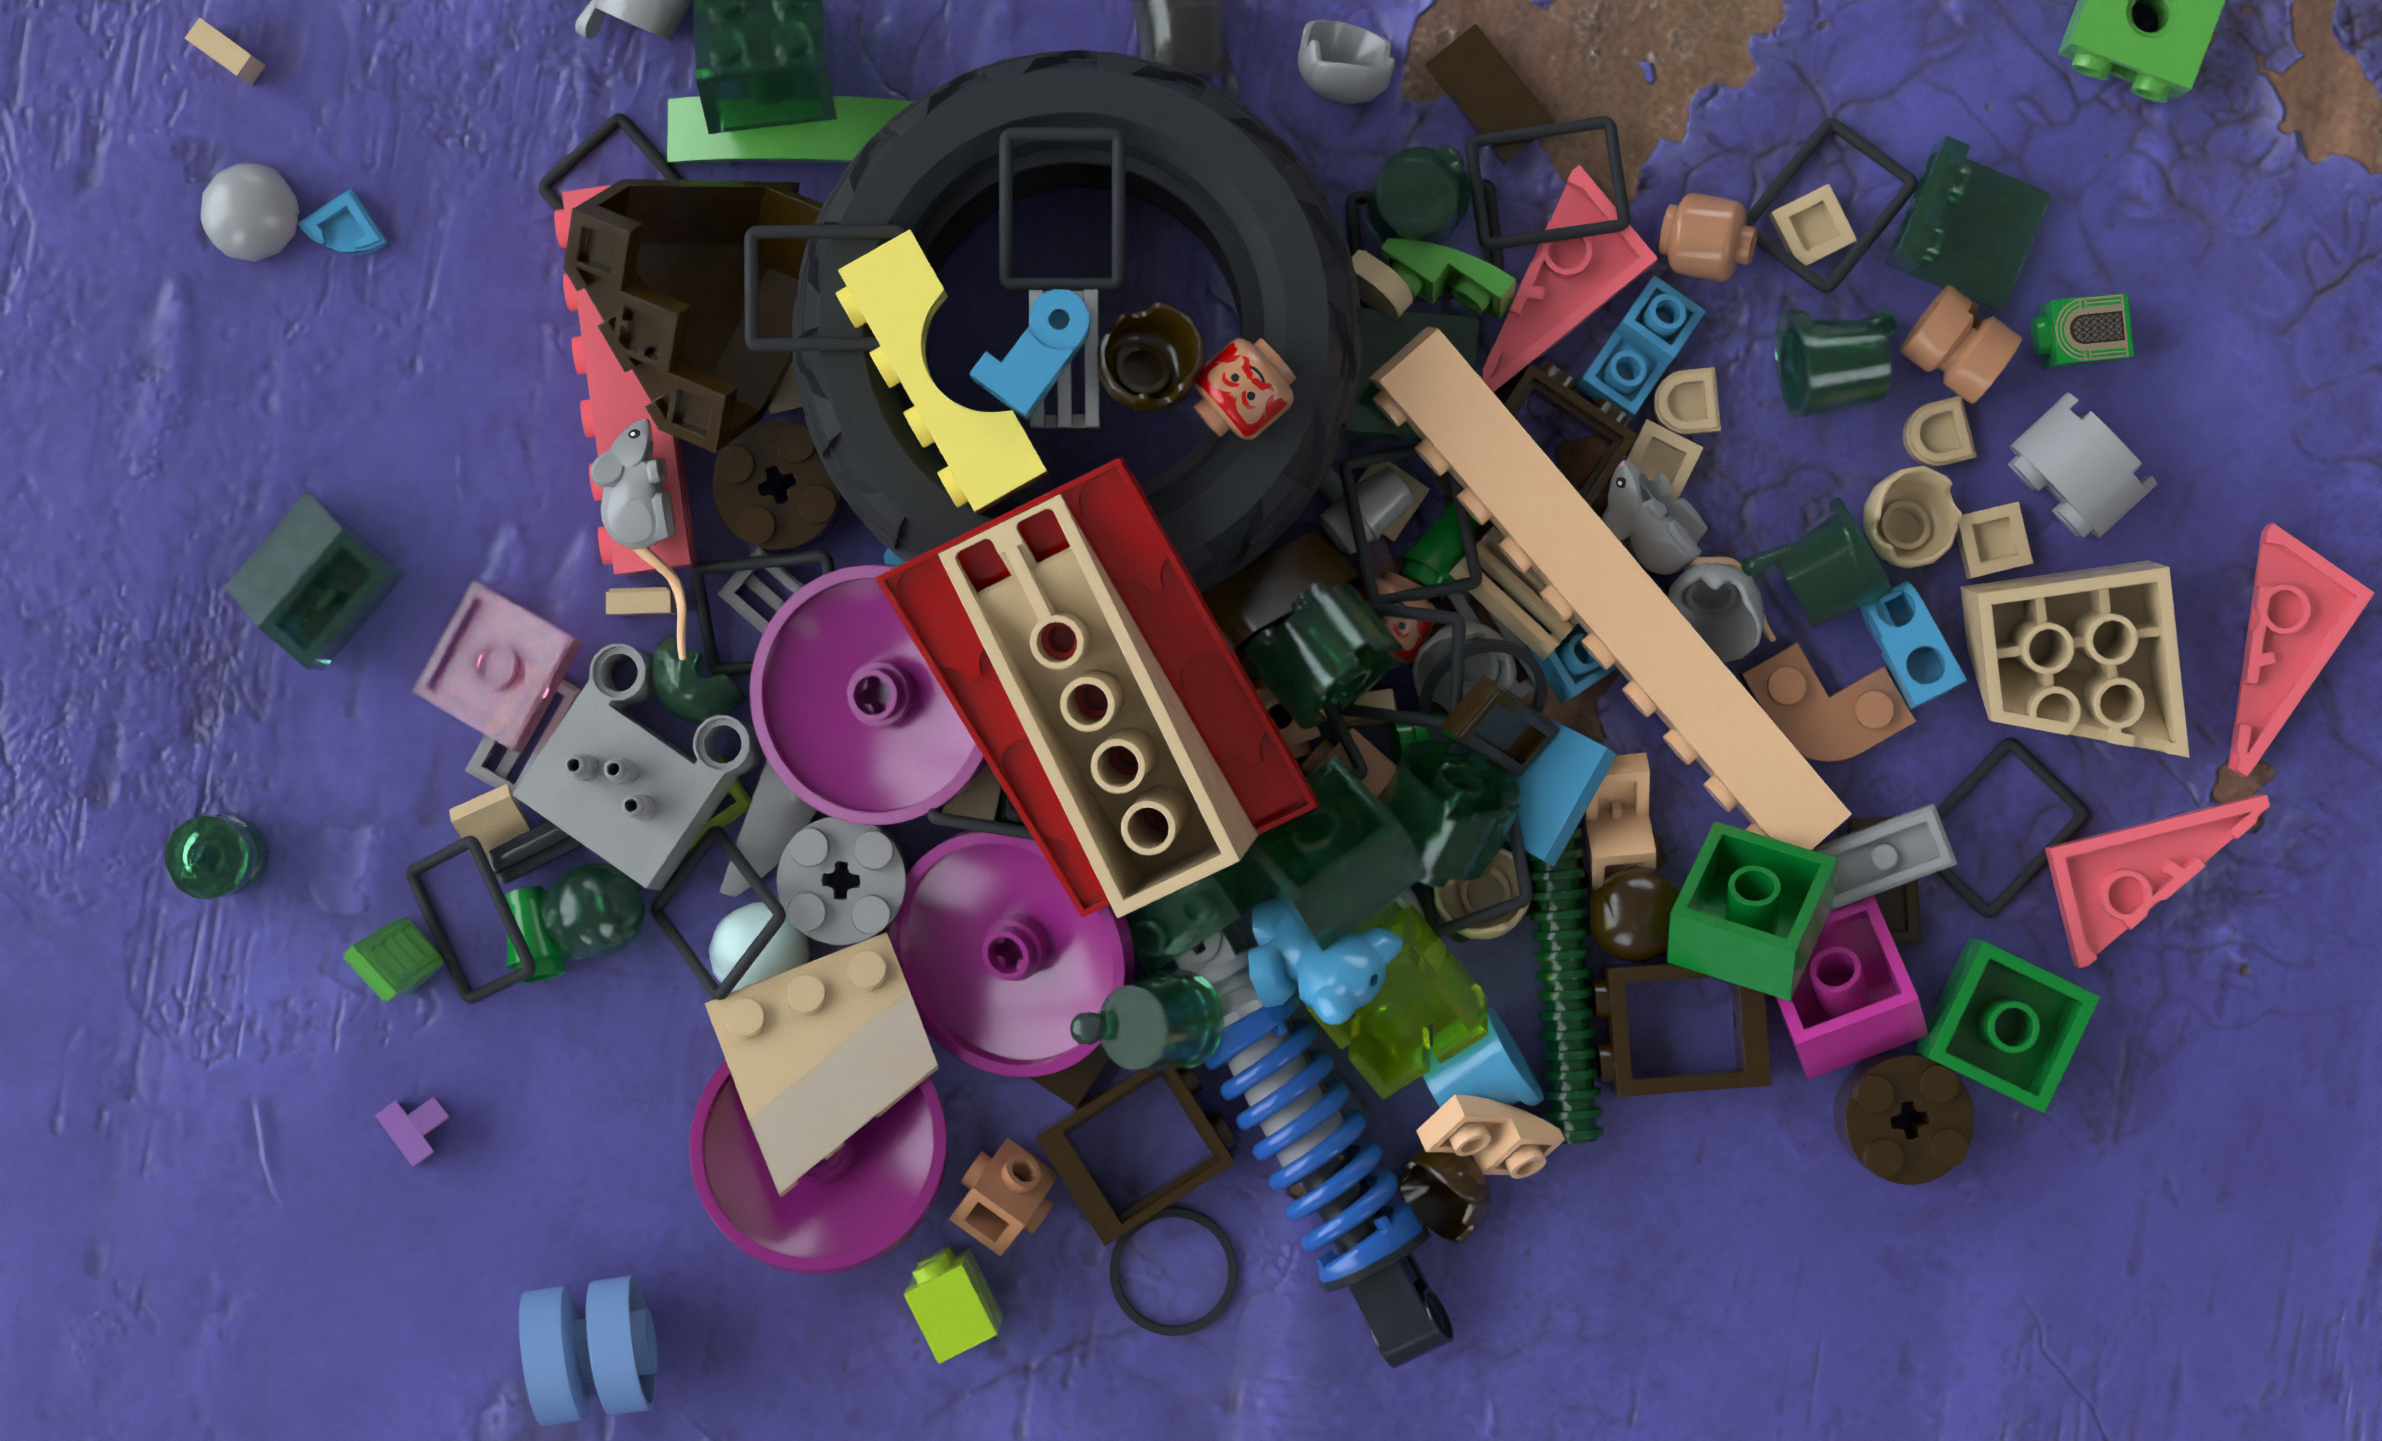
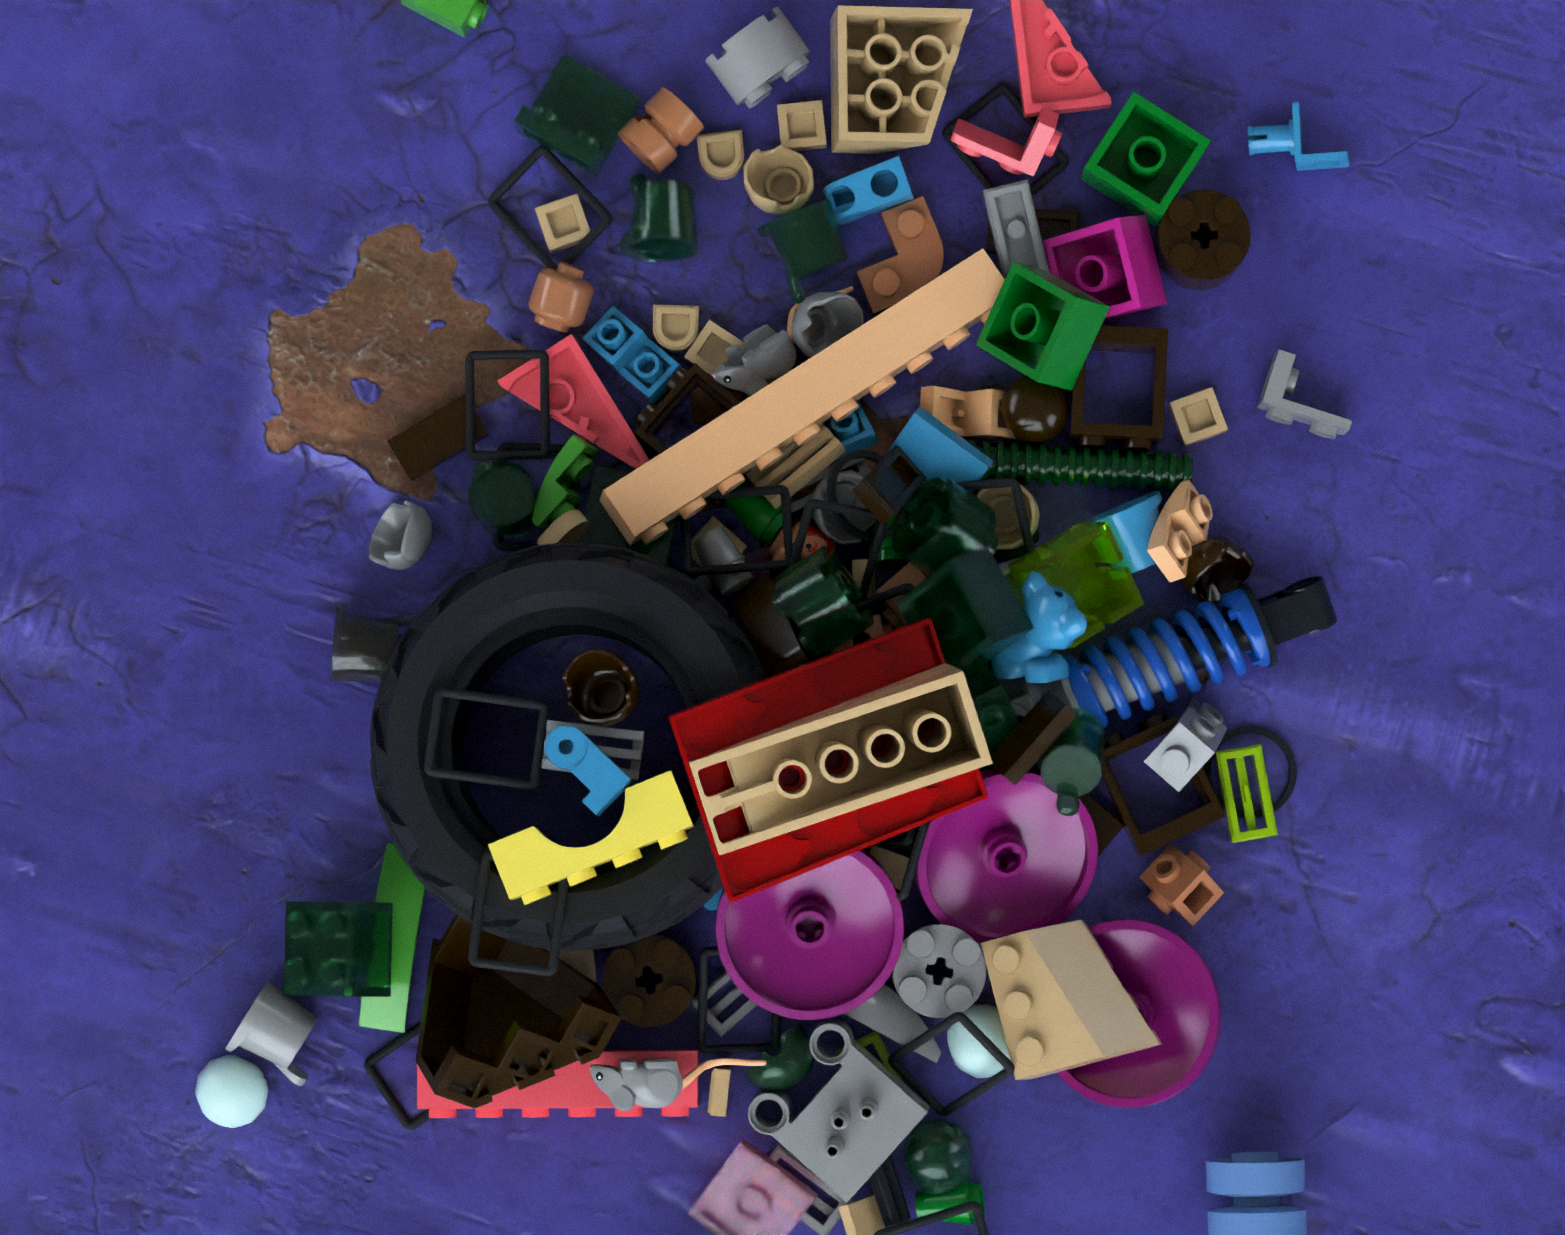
camera: 75 degrees left, 5 degrees down
(952, 1303) = (1253, 931): lime brick -> none
(1090, 1285) = (1228, 798): none -> lime tile
(1172, 967) = (1032, 737): none -> dark brown tile
(1196, 1183) = (1188, 744): none -> light grey bracket
(1244, 389) = (631, 625): nougat head -> none
(1655, 1141) = (1197, 417): none -> tan tile
(1721, 1251) = (1282, 380): none -> light grey bracket
(1989, 835) = (1010, 155): none -> coral bracket
(2062, 1221) = (1289, 138): none -> dark azure bracket
(2083, 331) = (663, 44): brick -> none

